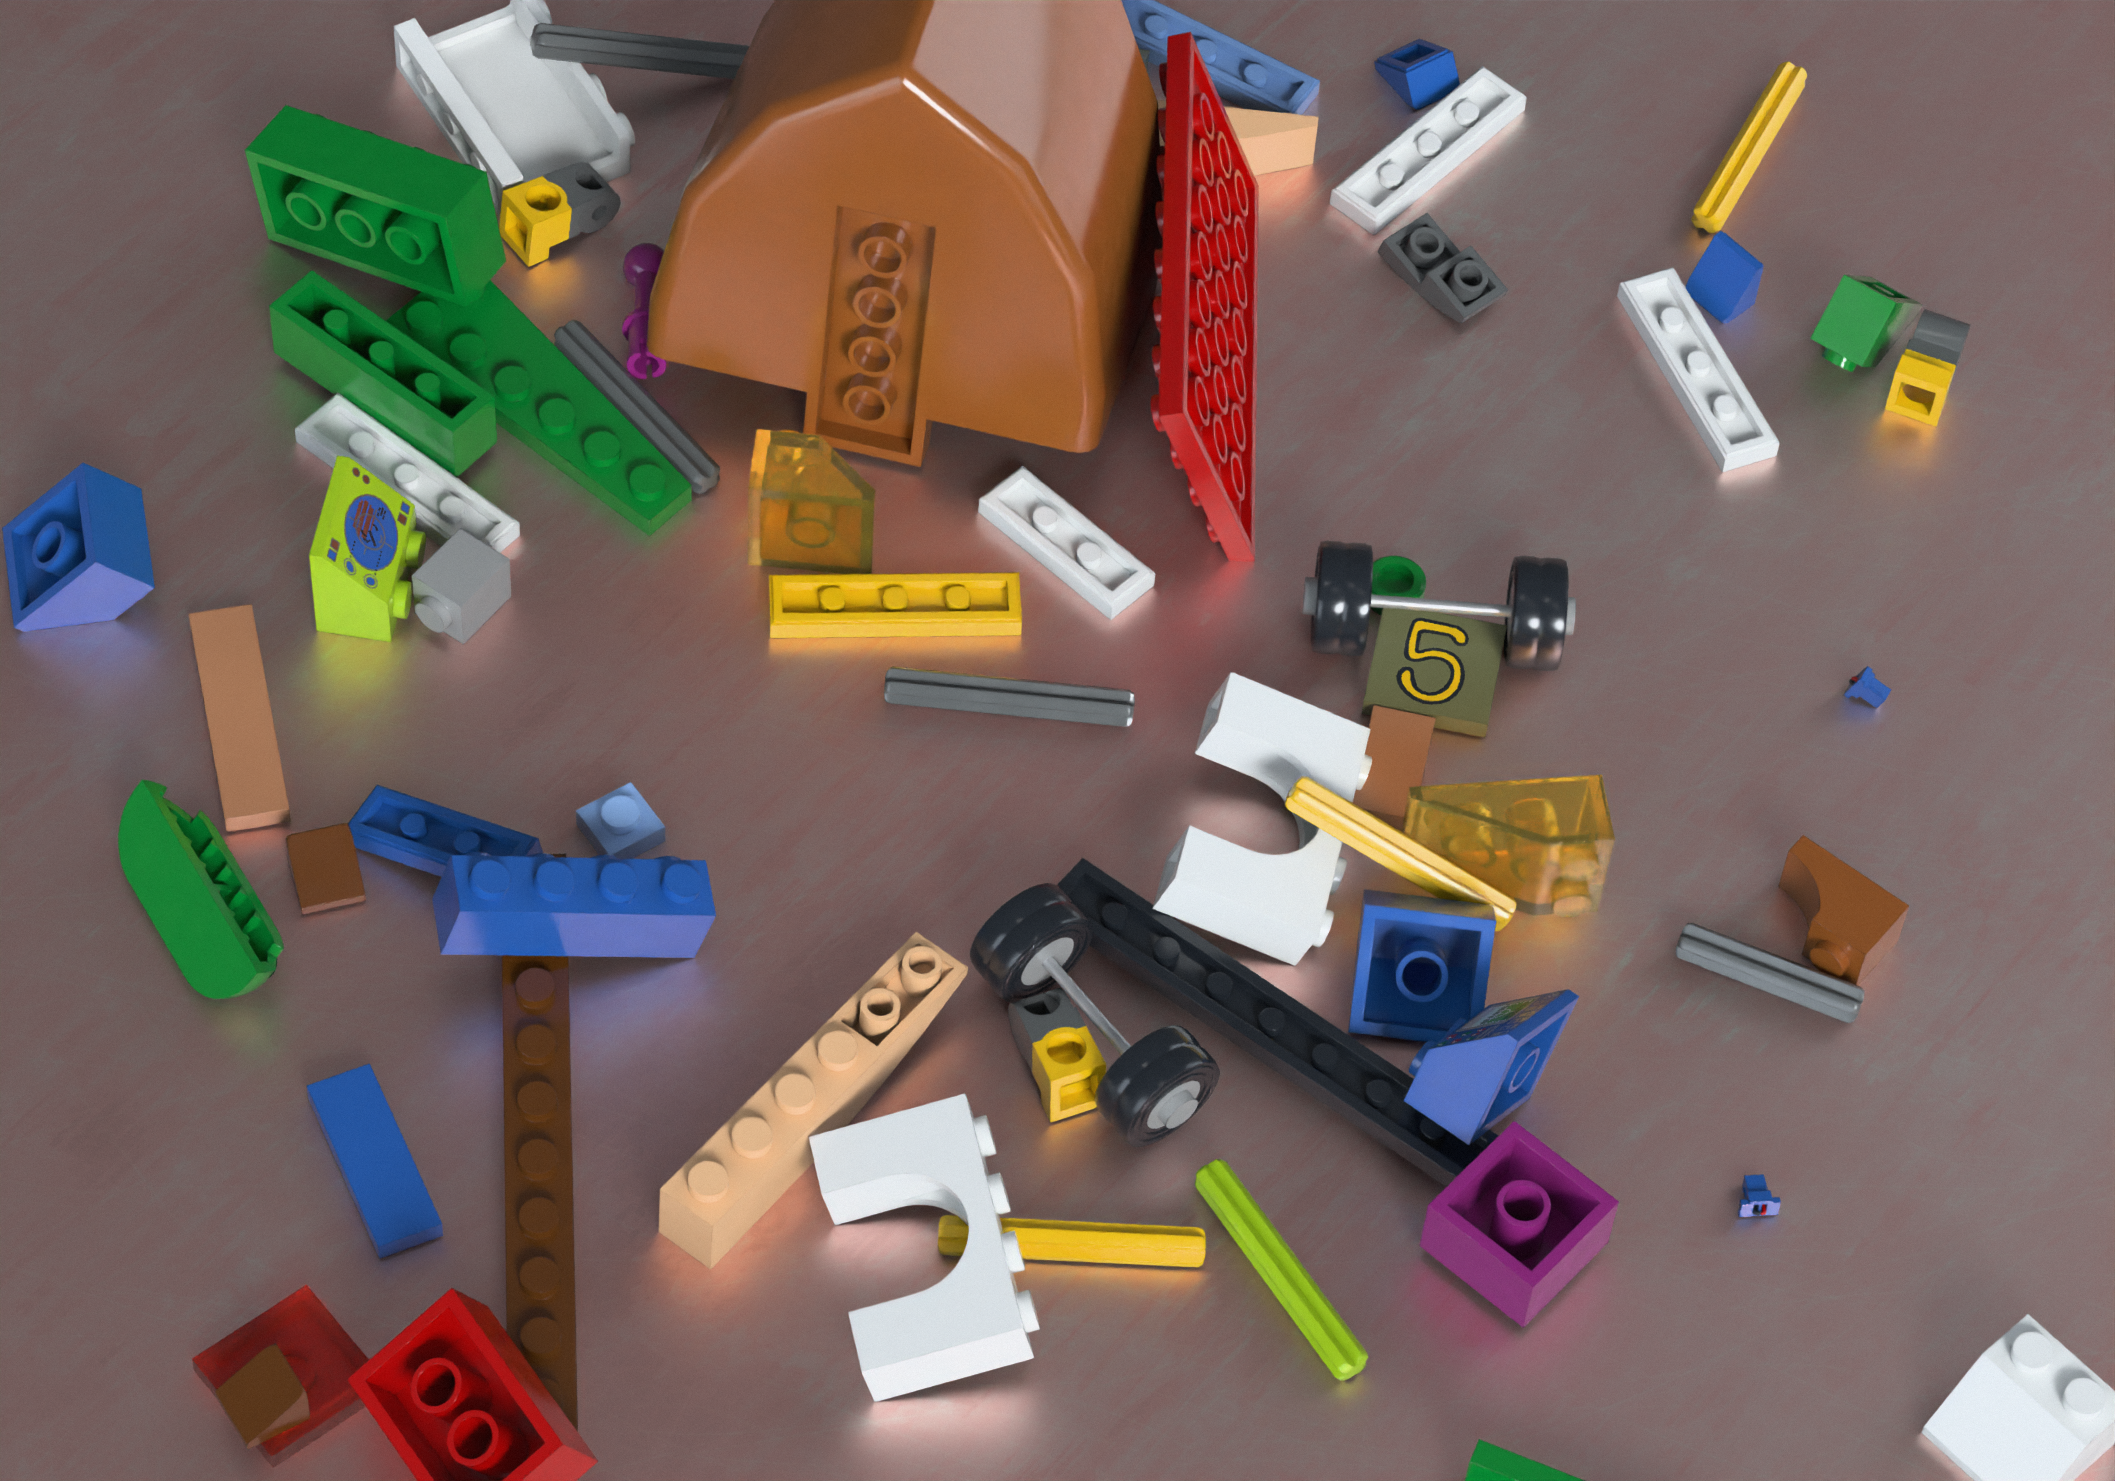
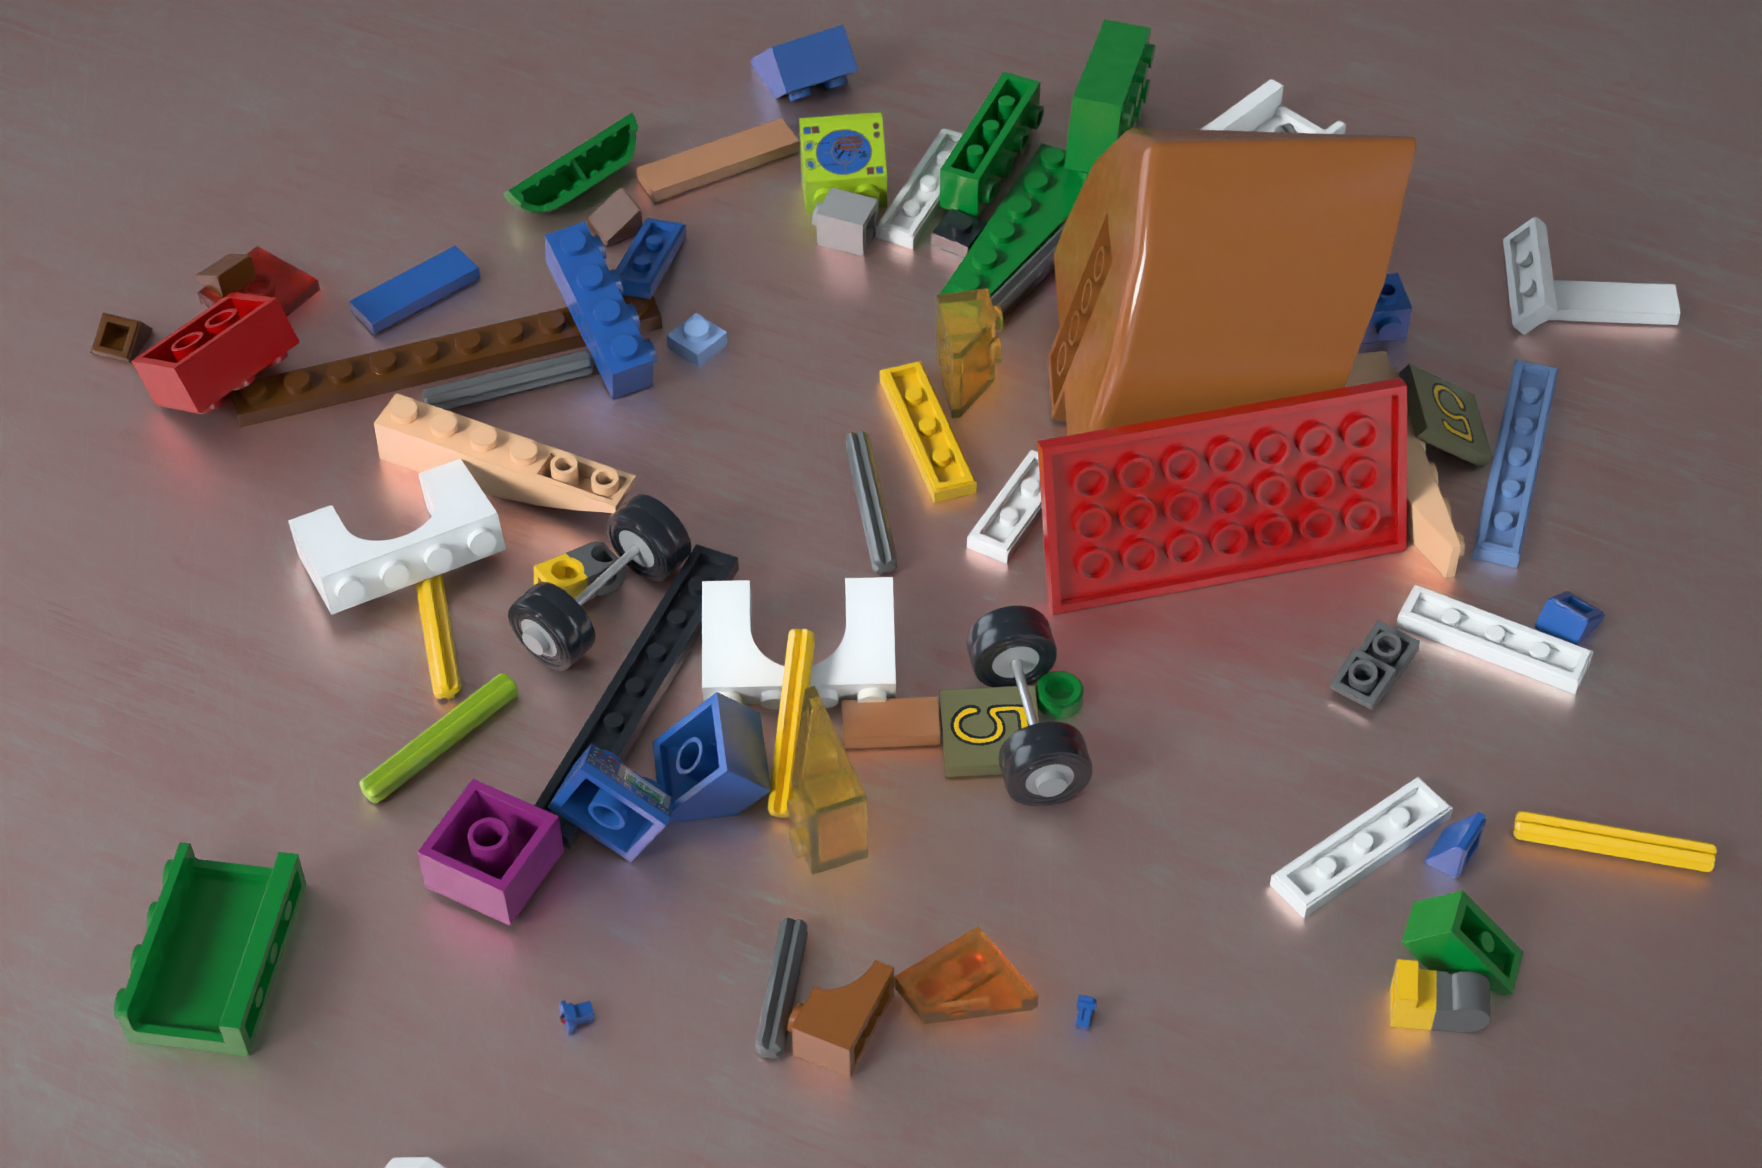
camera: 80 degrees right, 5 degrees down
(521, 470) = (957, 232): none -> black plate
(625, 1074) = (509, 381): none -> dark grey axle
(1807, 783) = (965, 982): none -> clear orange wing

